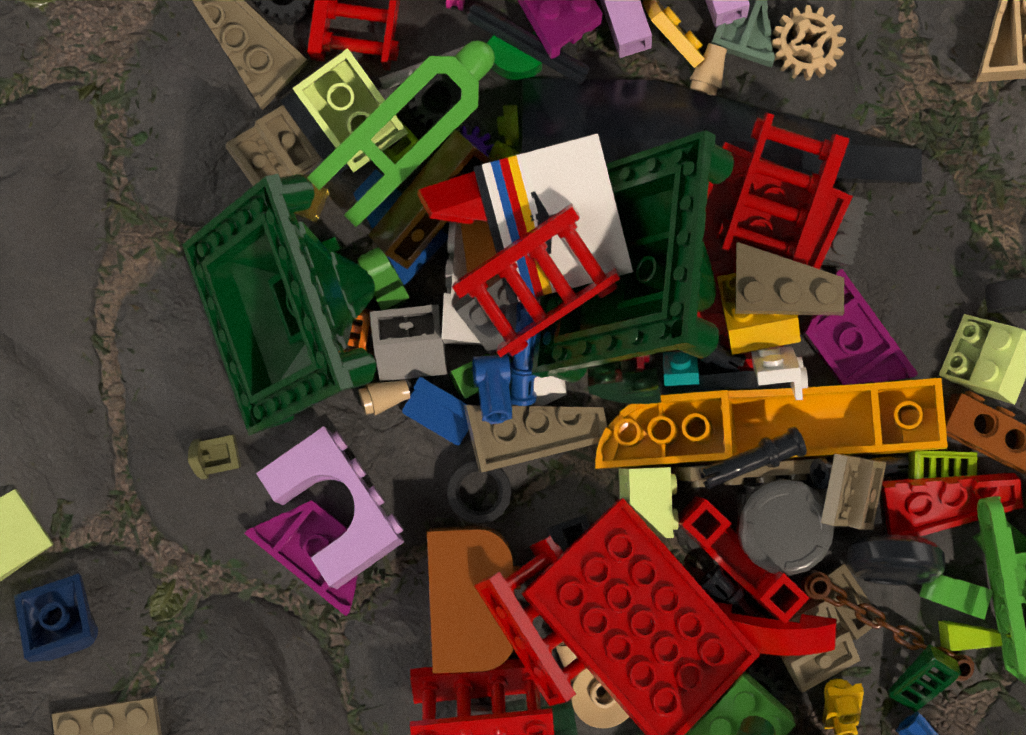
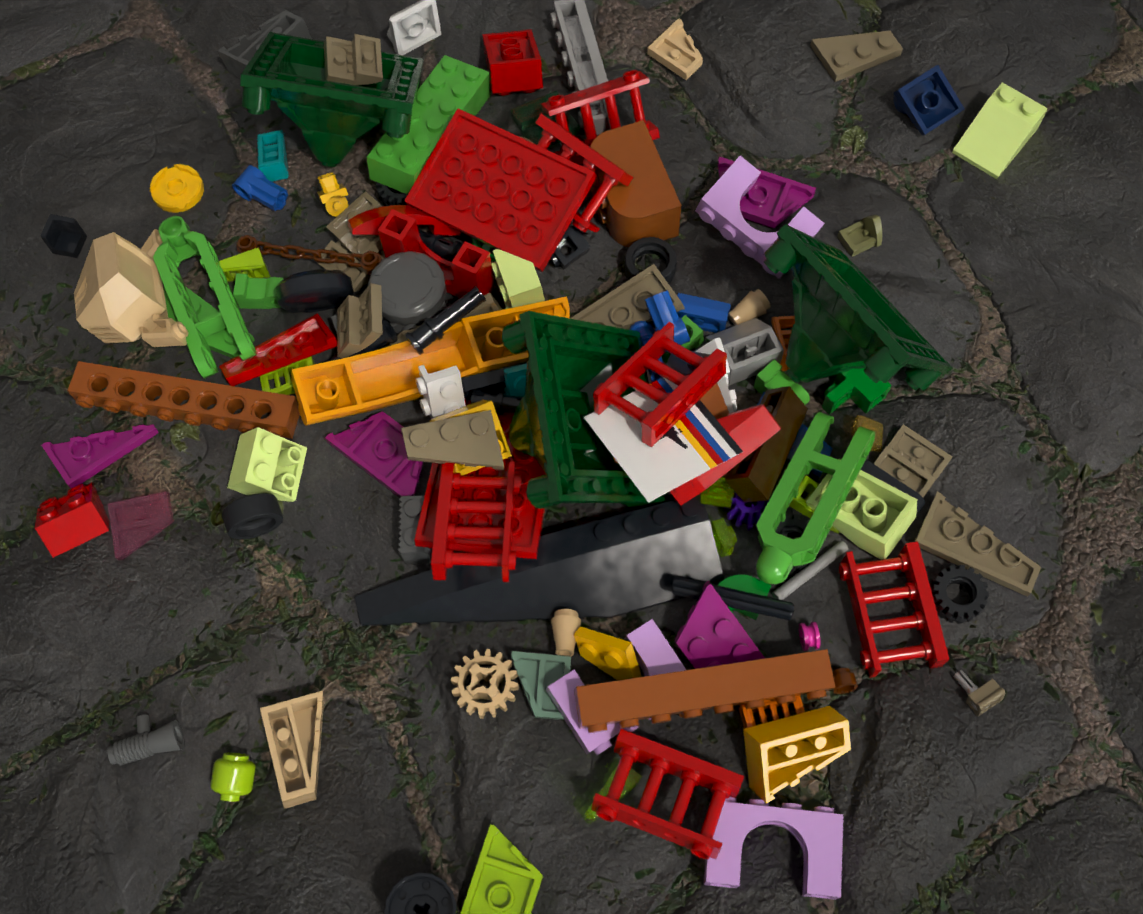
camera: 170 degrees right, 20 degrees down
(929, 658) = (272, 228): dark green slope -> none

